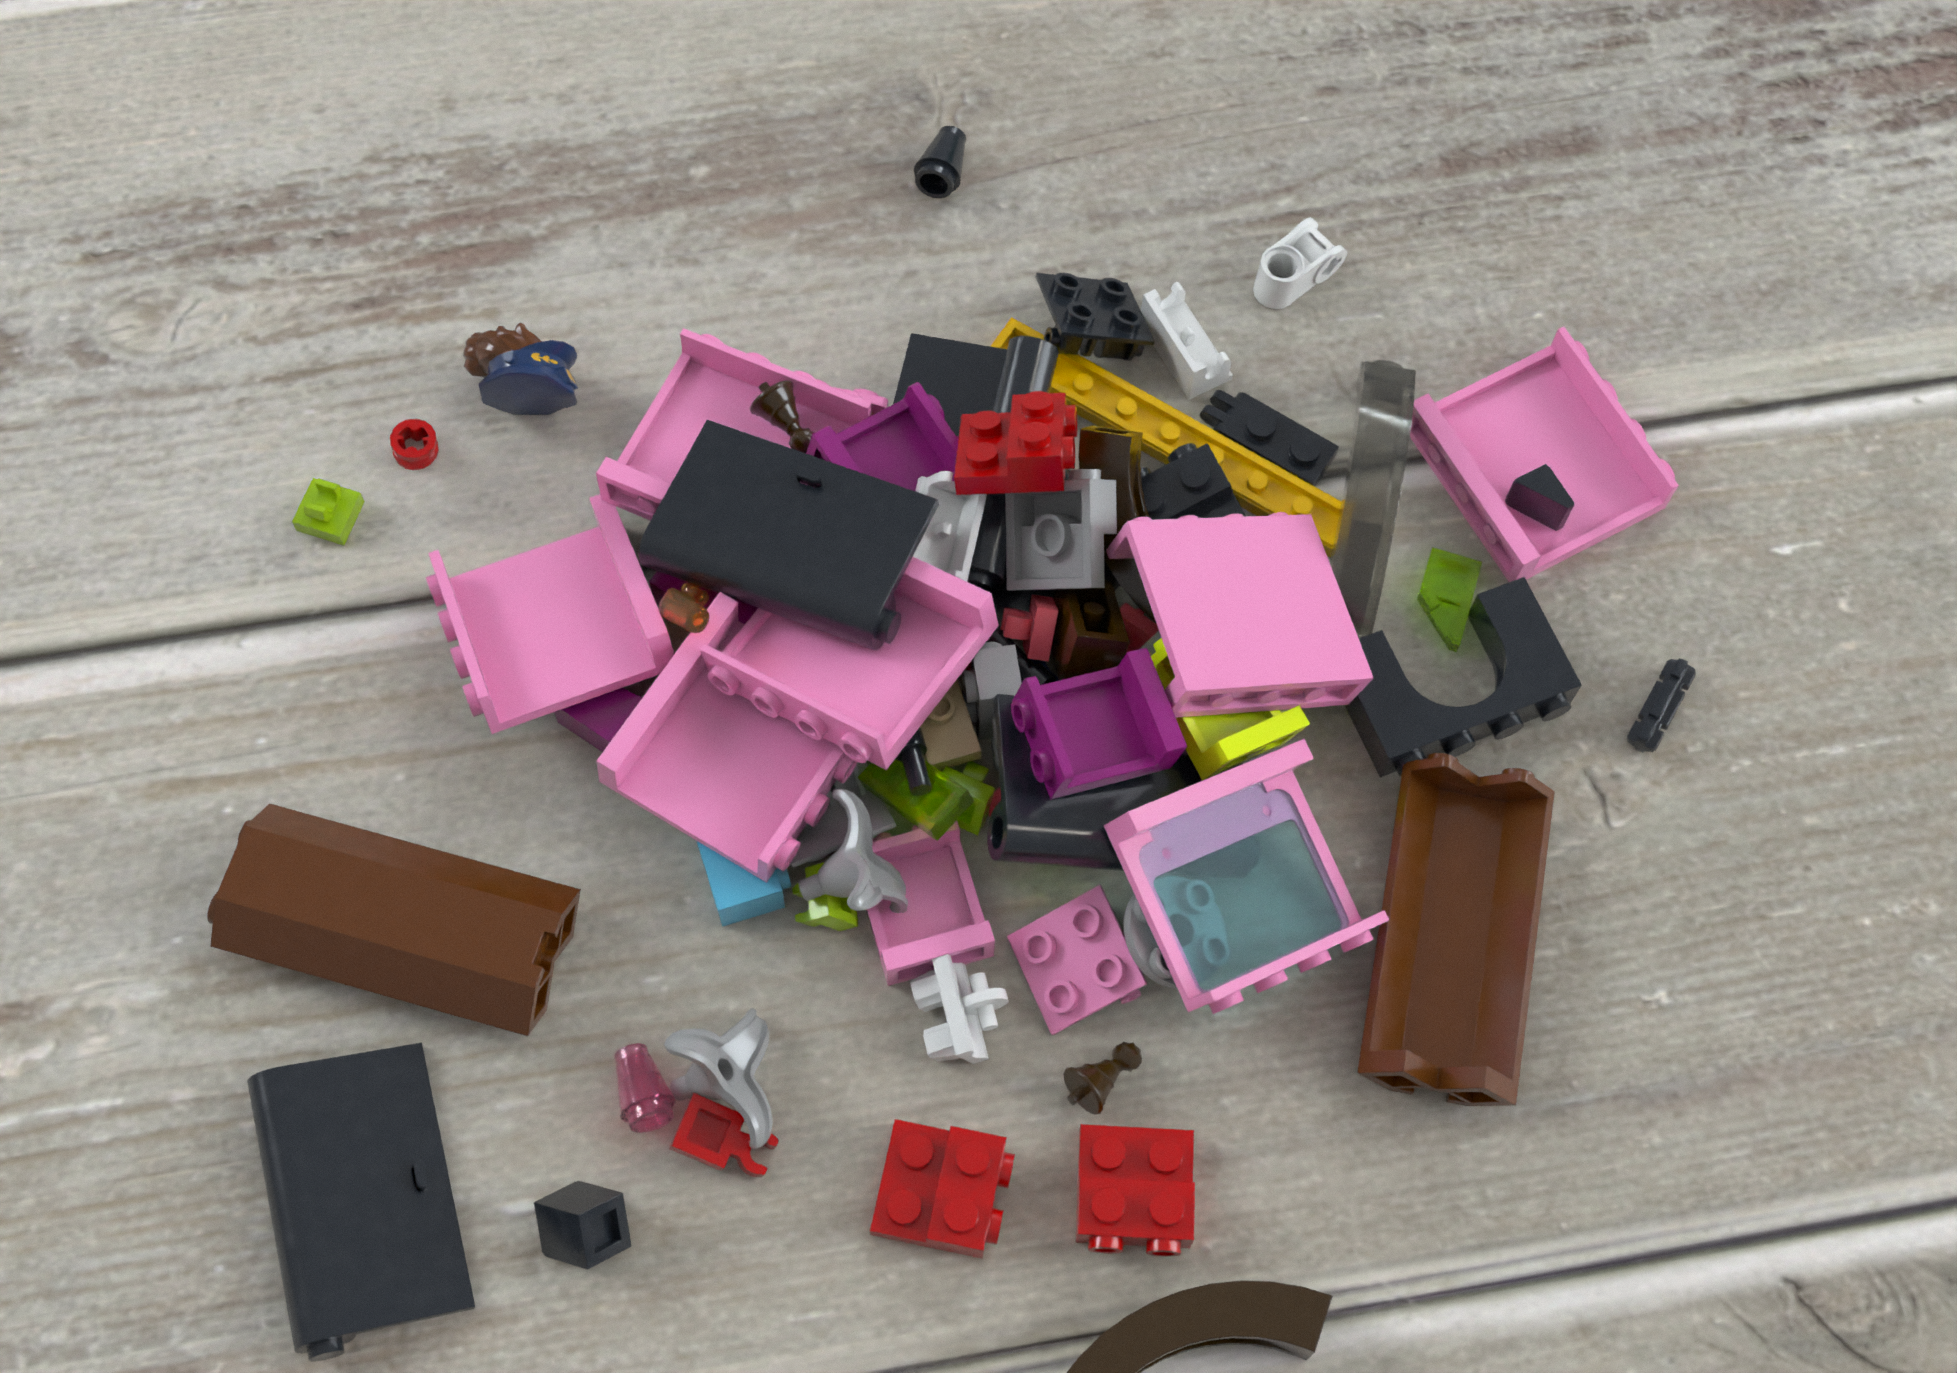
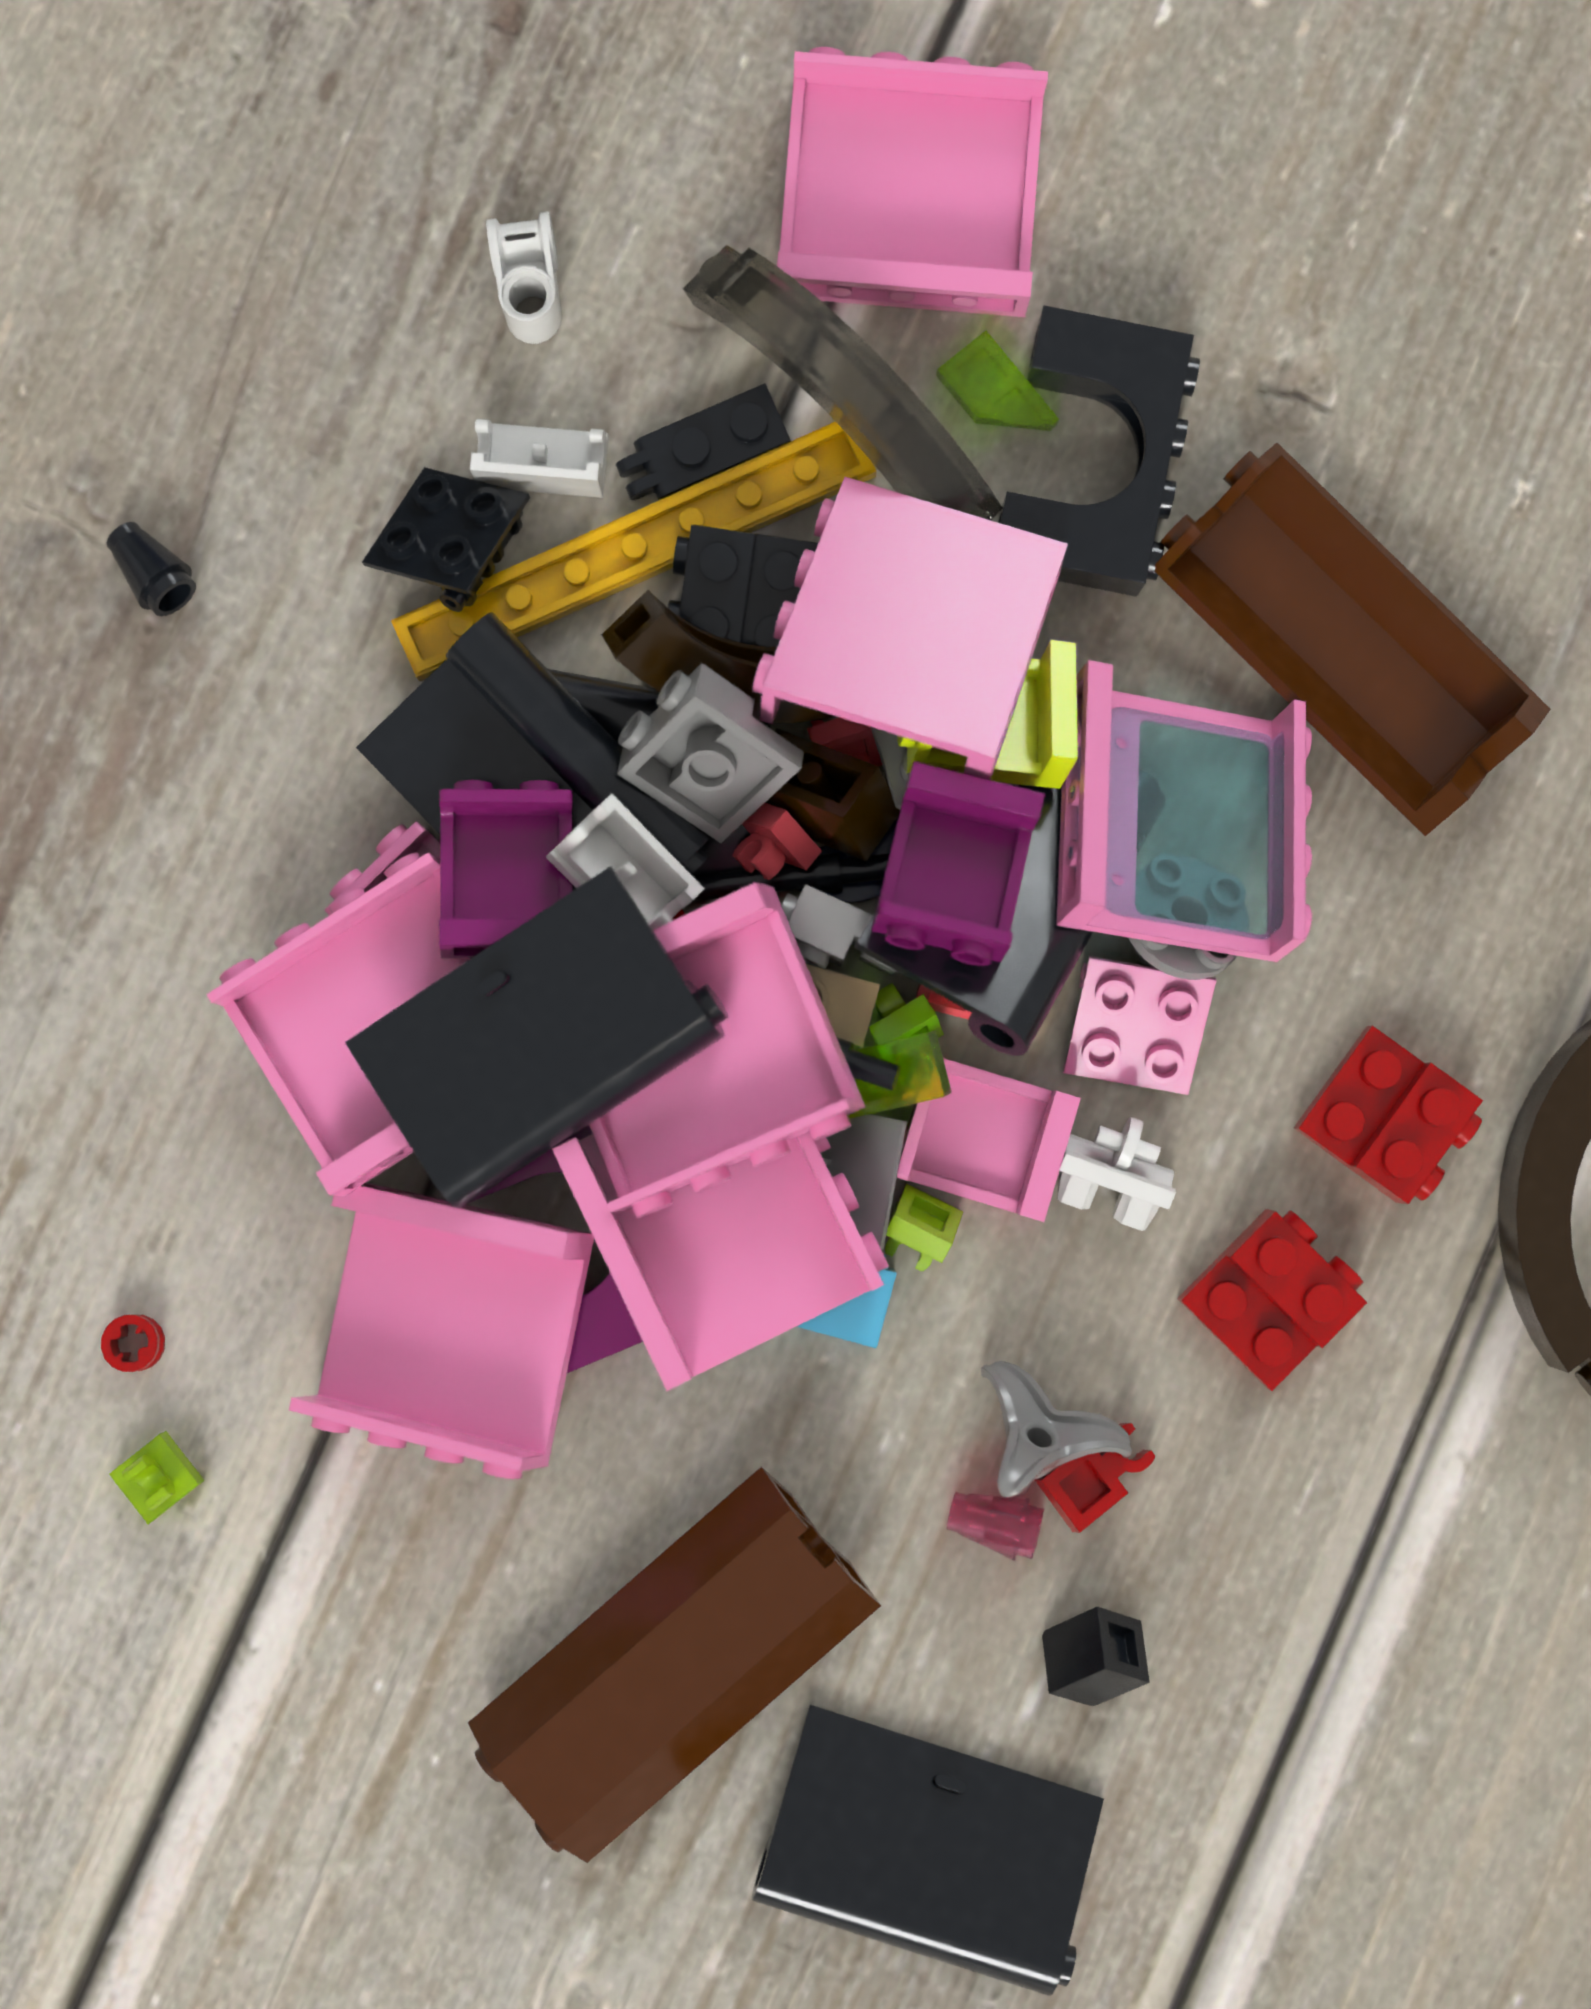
camera: 55 degrees left, 20 degrees up
(522, 371) = (125, 1187): dark blue piece -> none
(686, 607) = (546, 1200): clear orange arm -> none
(779, 408) = (372, 951): dark brown piece -> none
(854, 868) = (931, 1190): light grey piece -> none
(1017, 448) = (597, 742): red plate -> none
(1092, 1083) = (1267, 1085): dark brown piece -> none
(1541, 497) = (964, 218): black slope -> none
(1661, 705) = (1249, 265): black axle -> none

